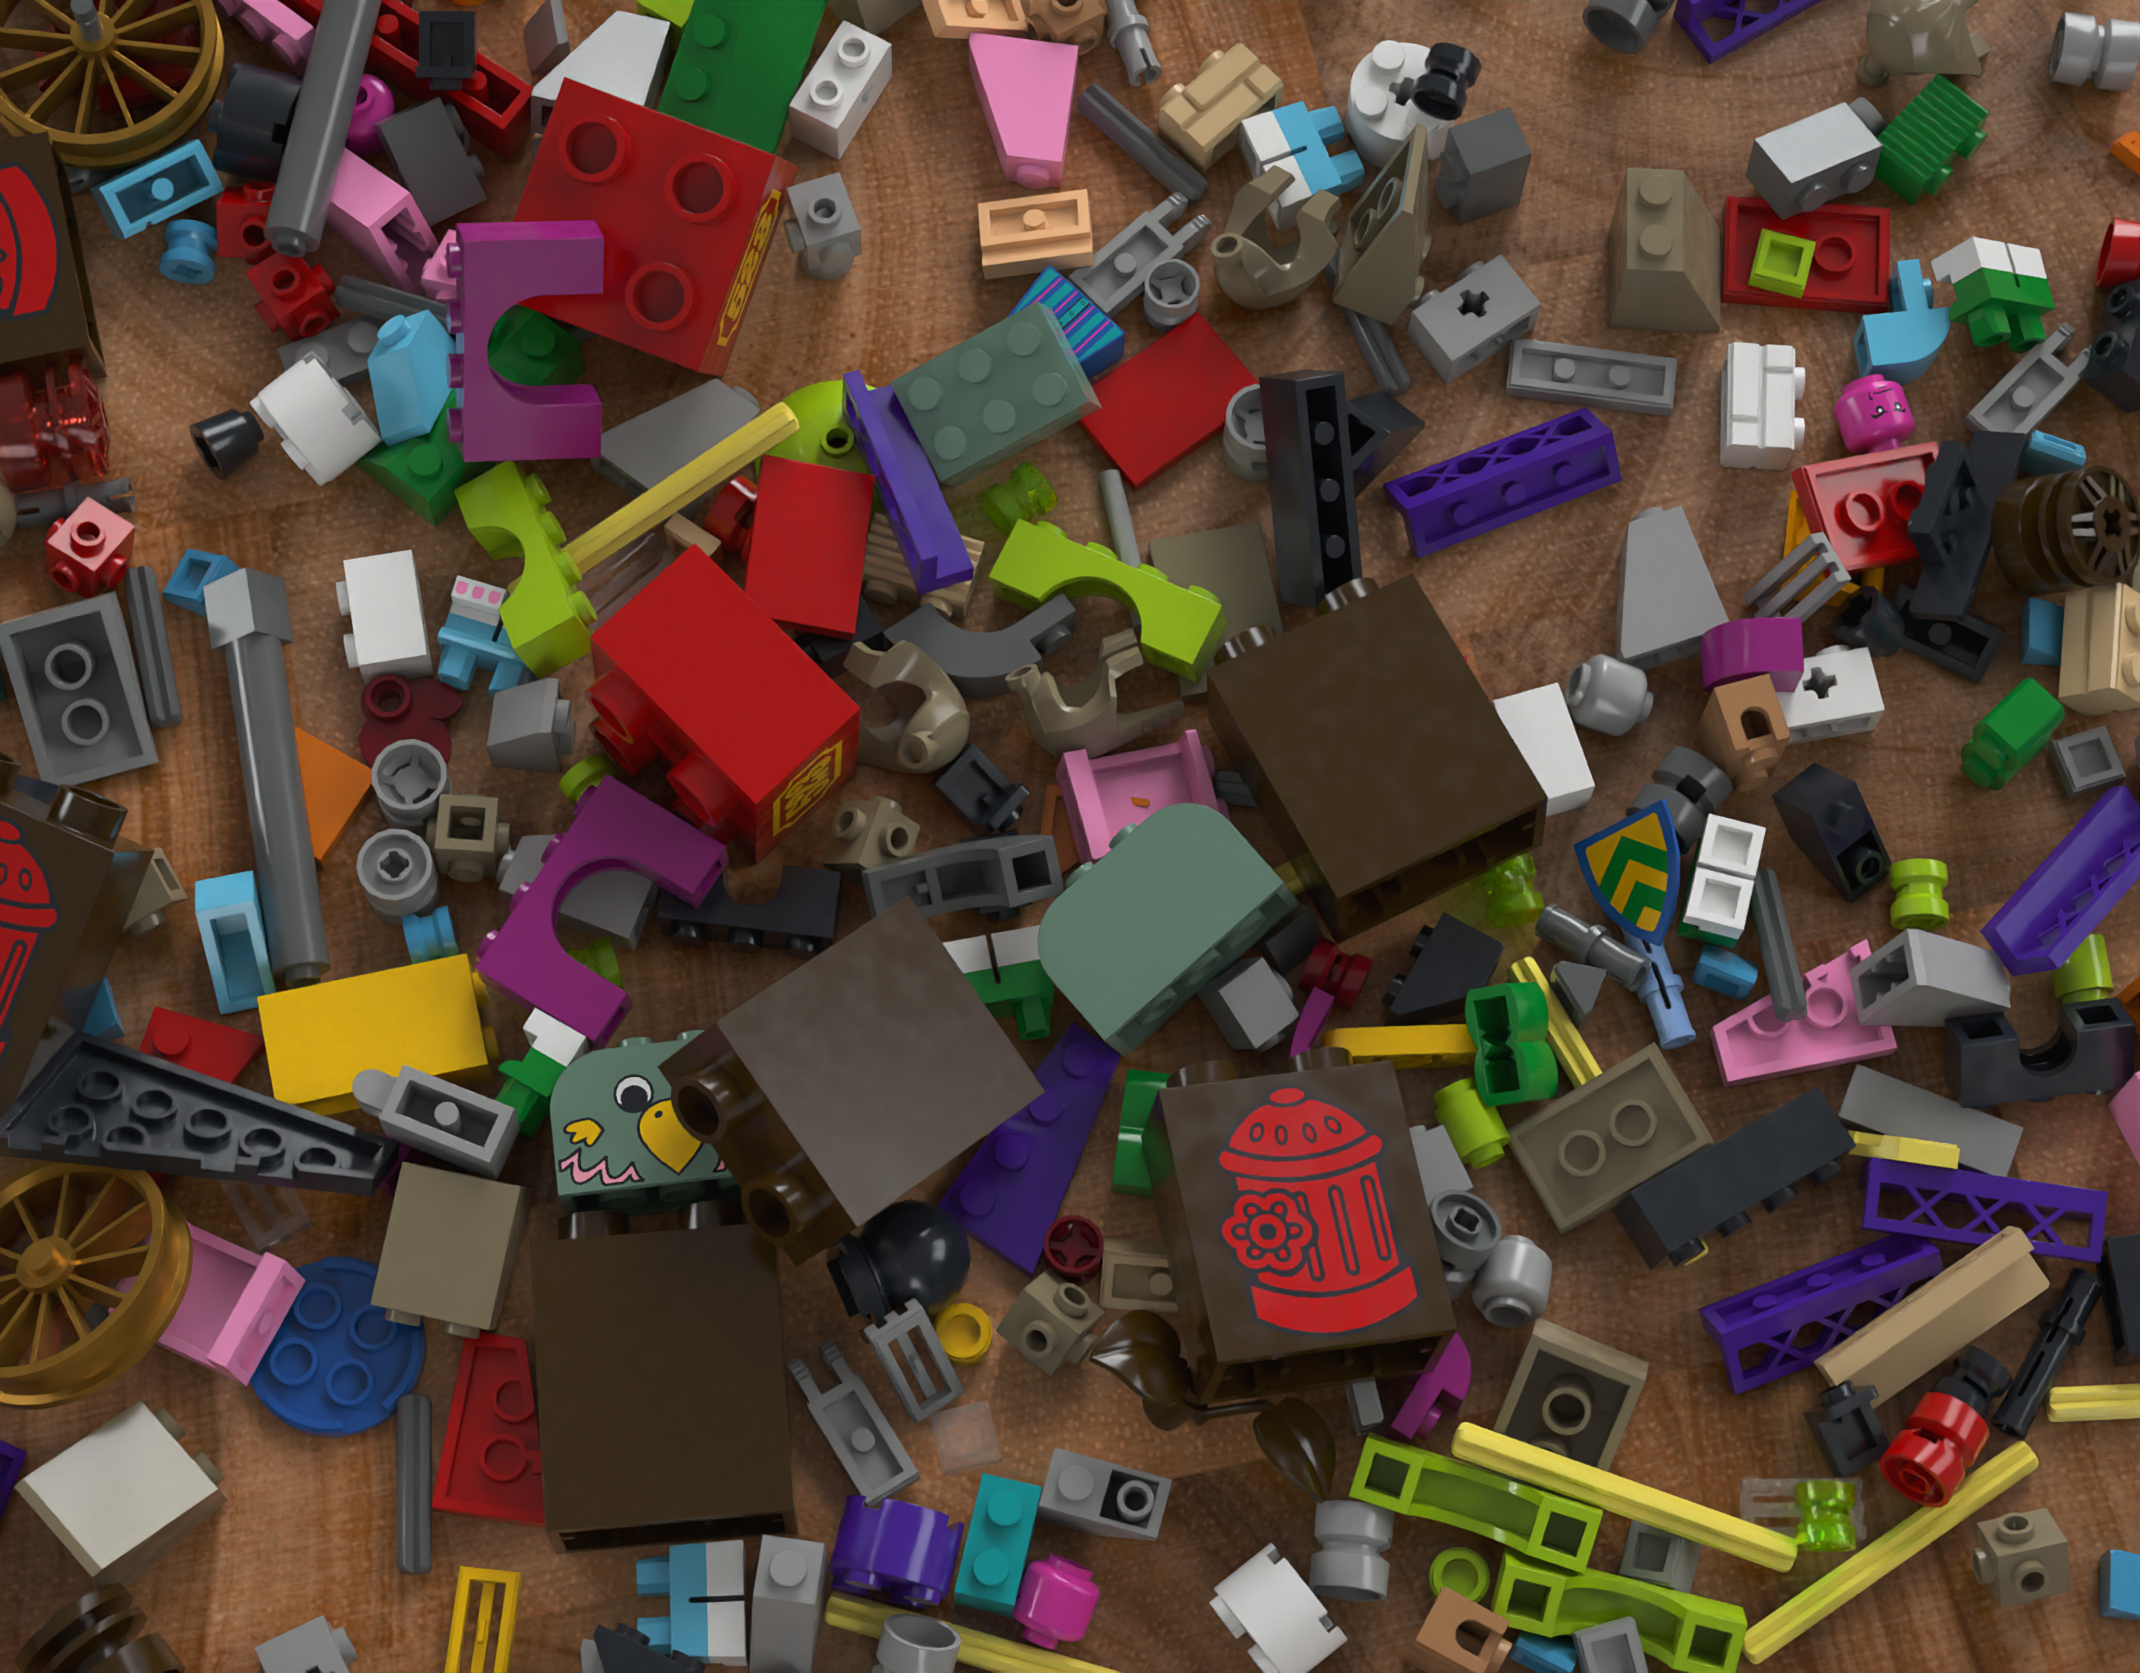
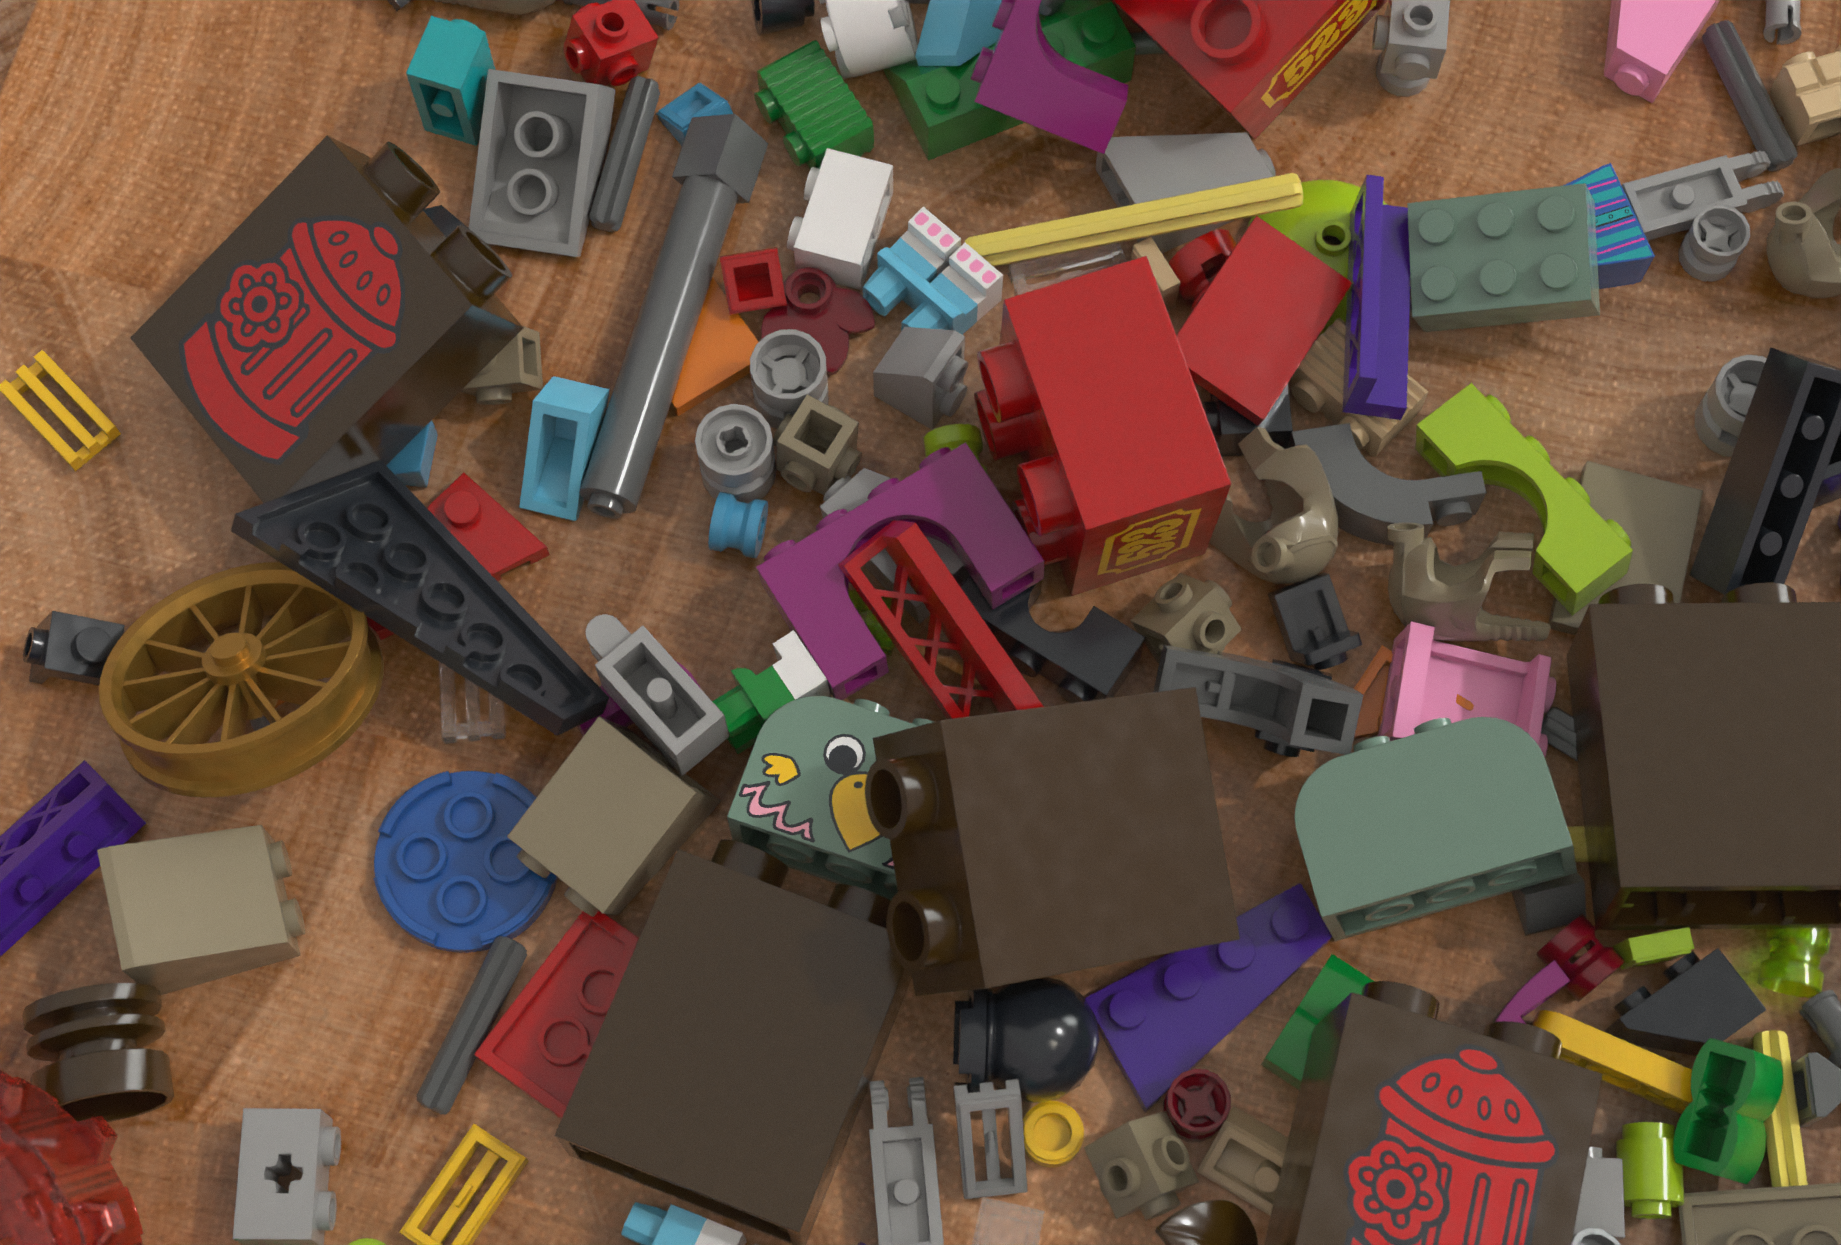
camera: 30 degrees right, 0 degrees up
(229, 1306) = (386, 773): bright pink panel -> none
(308, 527) = (813, 106): none -> green brick
(335, 712) = (753, 280): none -> red slope
(377, 1021) = (678, 586): yellow brick -> none
(545, 612) = (996, 179): lime arch -> none
(662, 928) = (949, 611): none -> red fence
(1021, 497) = (1486, 366): clear neon green wheel -> none
(1023, 982) = (1269, 823): green hips -> none
(1035, 232) = (1610, 128): light nougat plate -> none
(1120, 524) = (1566, 433): light grey bar -> none
(1165, 401) = (1661, 339): red tile -> none
(1250, 1004) = (1482, 948): light grey brick -> none
(1393, 936) = (1655, 947): none -> lime tile

